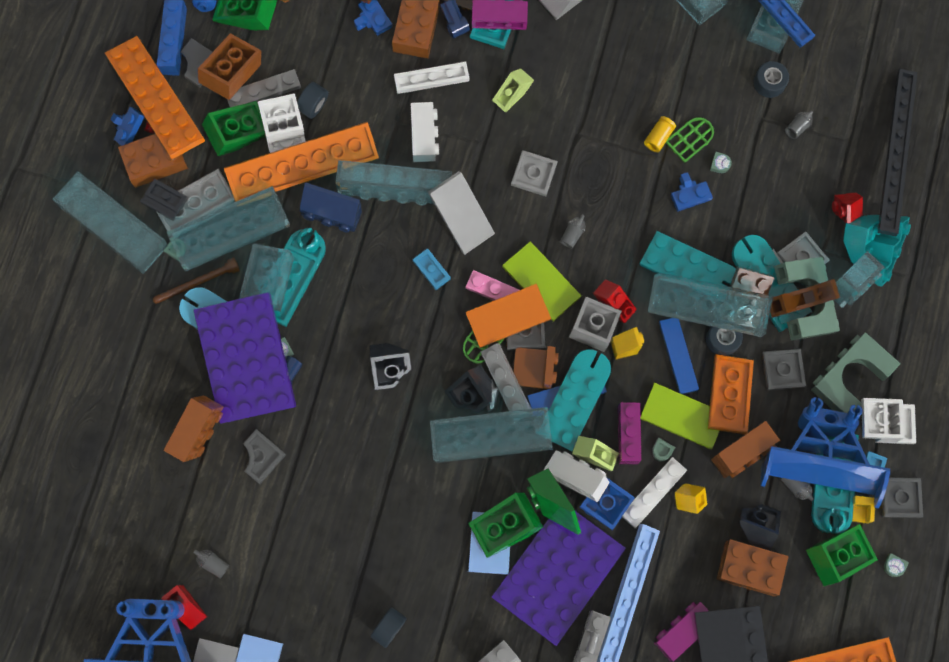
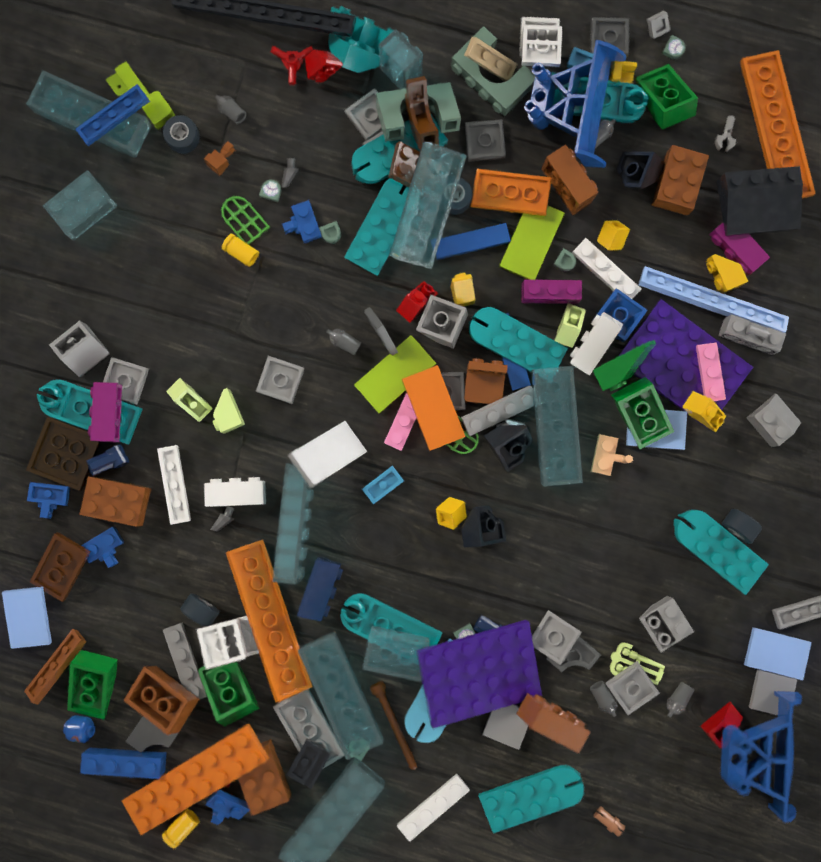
camera: 85 degrees left, 10 degrees up
(92, 490) = (612, 823): none -> nougat pin
(108, 87) = (180, 828): none -> yellow piece
(115, 319) = (433, 807): none -> white plate
(120, 412) = (532, 797): none -> teal plate
(190, 385) = (506, 726): none -> light grey tile
(215, 486) = (604, 698): none -> dark grey piece
(224, 514) = (632, 688): none -> light grey tile
(256, 499) = (616, 657): none -> yellowish green piece
(277, 436) = (555, 637): none -> light grey tile
(288, 546) = (665, 623): none -> light grey slope
(363, 606) = (719, 549): none -> teal plate
(398, 122) = (223, 519): none -> flat silver bar
(403, 334) = (451, 513): none -> yellow panel
(462, 490) = (605, 455): none -> light nougat plate
(500, 124) = (227, 413): none -> yellowish green slope
(508, 588) = (704, 411): none -> yellow slope
(534, 37) = (129, 376): none -> light grey tile
(549, 597) = (710, 371): none -> bright pink plate
(584, 263) = (381, 331): none -> dark grey tile
(655, 618) = (726, 273): none -> yellow slope
(681, 220) = (331, 232): none -> sand green tile
(739, 179) = (289, 172): none -> flat silver bar
(747, 112) = (218, 161): none -> dark orange piece
(796, 58) = (157, 109): none -> lime piece
(804, 622) = (727, 135): none -> light grey bar
(852, 180) = (292, 60): none -> red piece
(866, 369) = (490, 59): none -> tan plate
(918, 547) = (658, 24): none -> light grey plate

